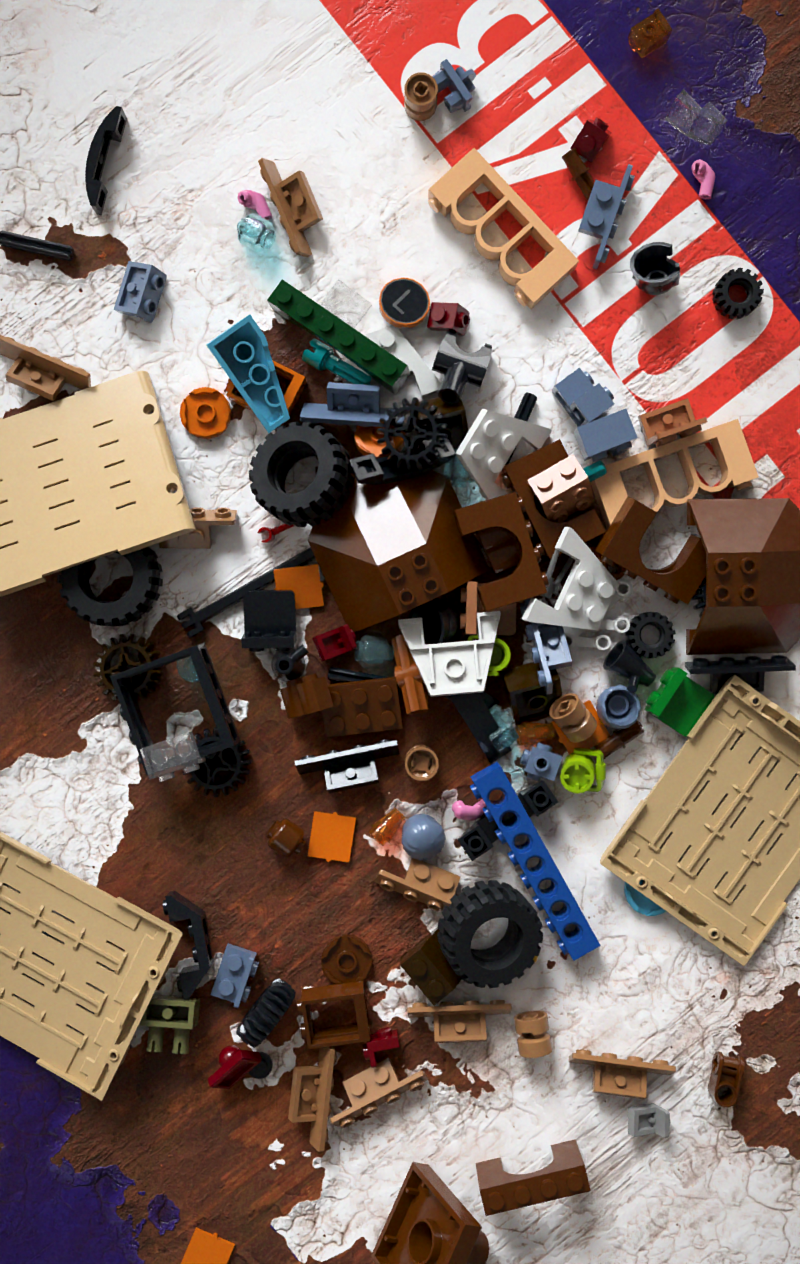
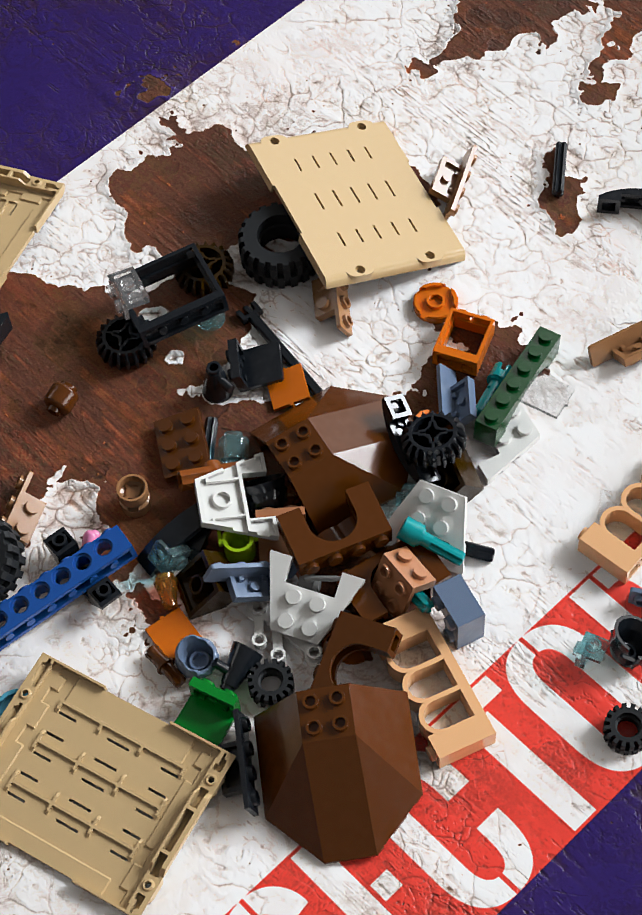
camera: 90 degrees right, 30 degrees down
(140, 291) = (533, 244): sand blue bracket -> none
(248, 364) = (477, 311): medium azure wedge -> none
(255, 201) = (632, 316): bright pink arm -> none
(256, 233) = (602, 318): clear light blue head -> none
(274, 531) = (335, 362): red hand -> none
(280, 454) = (386, 363): black tyre -> none
(306, 696) = (188, 396): reddish brown brick -> none
(331, 836) = (63, 439): orange piece -> none
(335, 642) = (239, 417): dark red bracket -> none
(350, 767) = (127, 442): black bracket -> none
(386, 827) = (72, 477): clear orange cone -> none
(404, 302) = (561, 439): black tile -> none
(422, 837) = (64, 507): sand blue hair -> none
(448, 317) = (554, 478): dark red bracket -> none
(459, 368) = (508, 485): black connector -> none
(518, 467) = (415, 534): none -> teal piece
(549, 766) = (139, 595): sand blue brick -> none
(573, 717) = (181, 615): medium nougat wheel -> none
(579, 771) = (131, 631): lime piece -> none
(582, 399) = (496, 592): sand blue brick -> none
(657, 313) = (590, 648): none -> clear light blue bracket
(666, 423) = (483, 675): nougat bracket -> none

